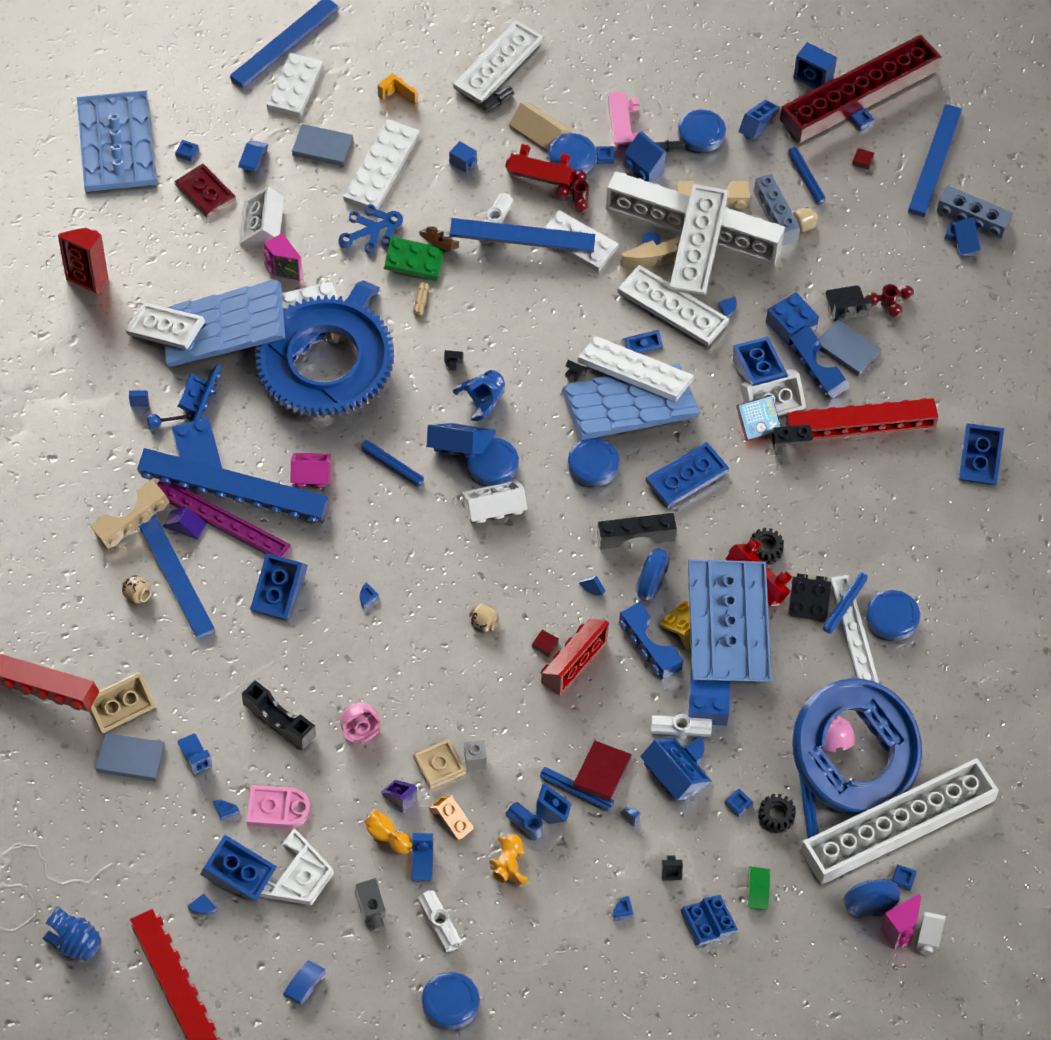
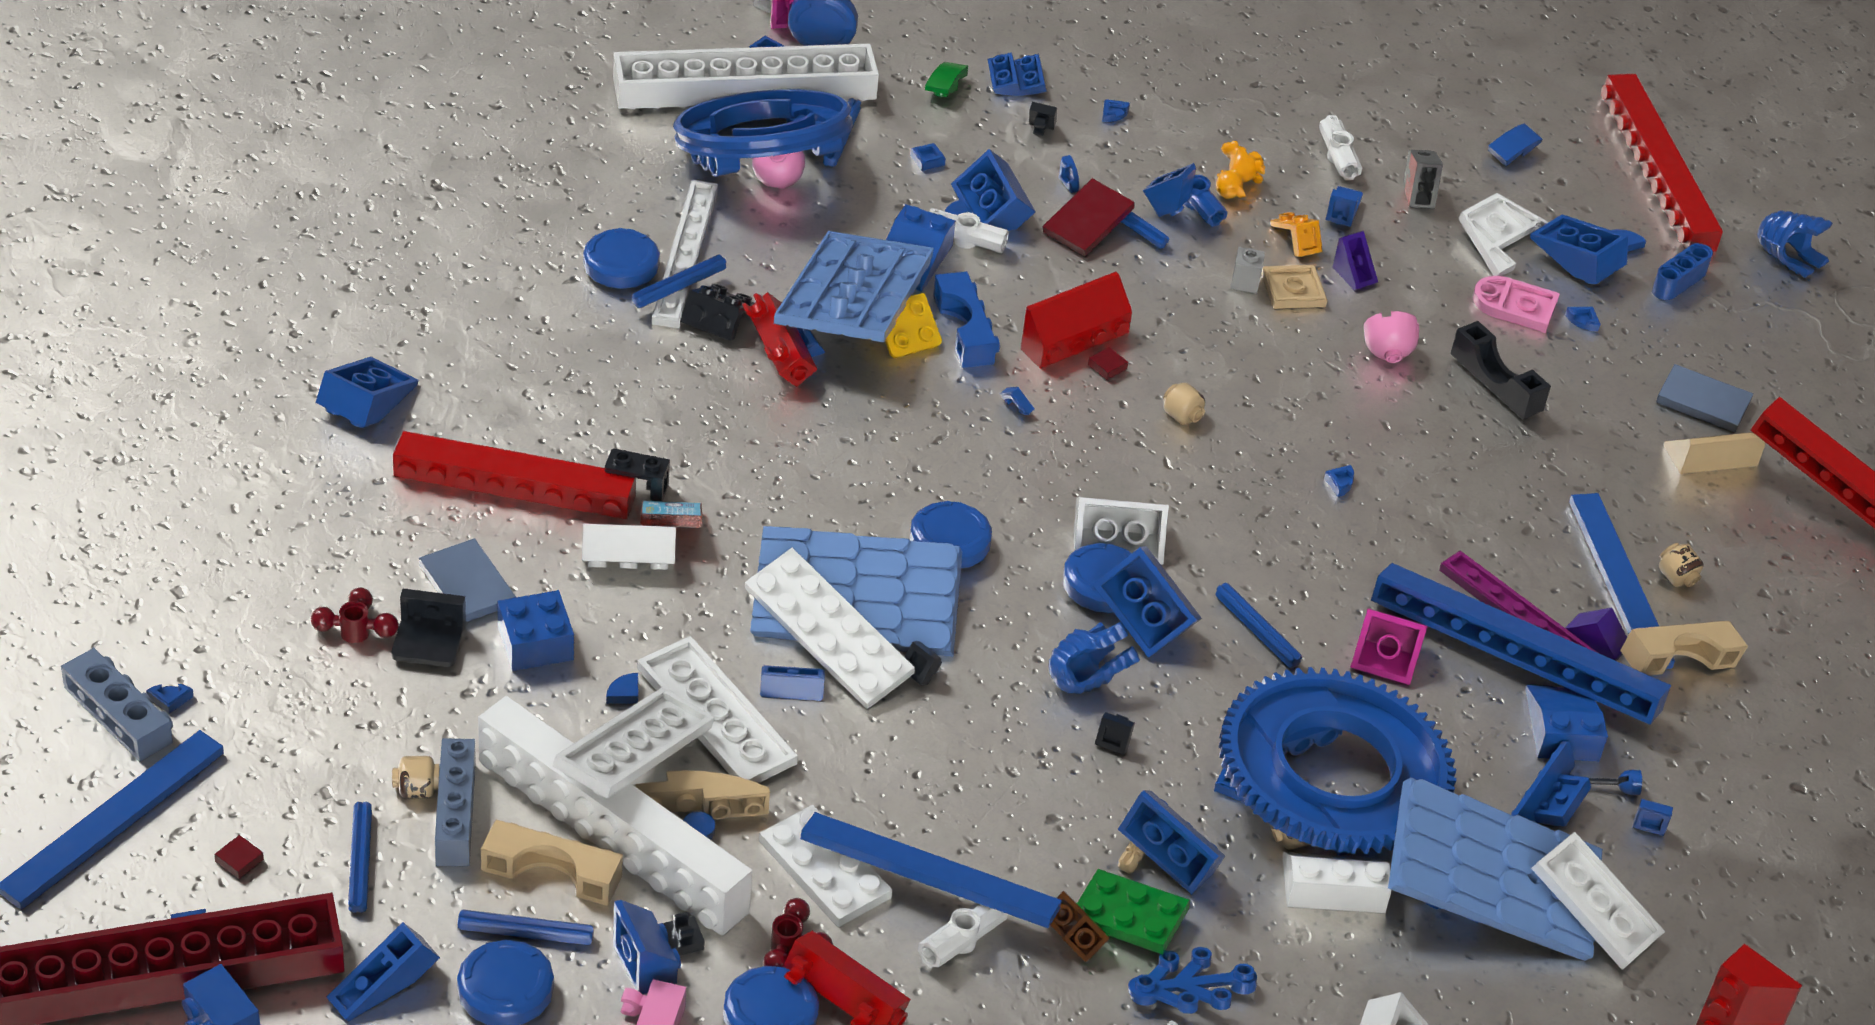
camera: 165 degrees left, 15 degrees down
(158, 867) = (1682, 271): none -> blue beam
(194, 753) = (1614, 368): blue bracket -> none
(278, 586) = (1466, 517): blue slope -> none
(282, 258) = (1370, 952): dark pink slope -> none
(363, 292) = (1239, 868): blue slope -> none
(383, 829) = (1388, 228): light orange animal -> none
(401, 287) = (1170, 841): none -> blue slope
(450, 1000) = (1347, 87): blue piece -> none
(605, 154) = (705, 1002): blue tile -> none
(652, 574) = (933, 365): blue piece -> none
(657, 527) = (959, 436): black arch -> none
(672, 146) = (585, 975): black axle -> none
(687, 474) = (815, 484): blue plate -> none
(706, 164) = (525, 927): none -> blue axle
(758, 361) = (633, 566): blue slope -> none
(772, 538) = (744, 385): black tyre -> none
(777, 824) = (888, 130): black tyre -> none
(831, 378) = (530, 532): blue arch -> none
(967, 237) = (161, 667): blue slope -> none

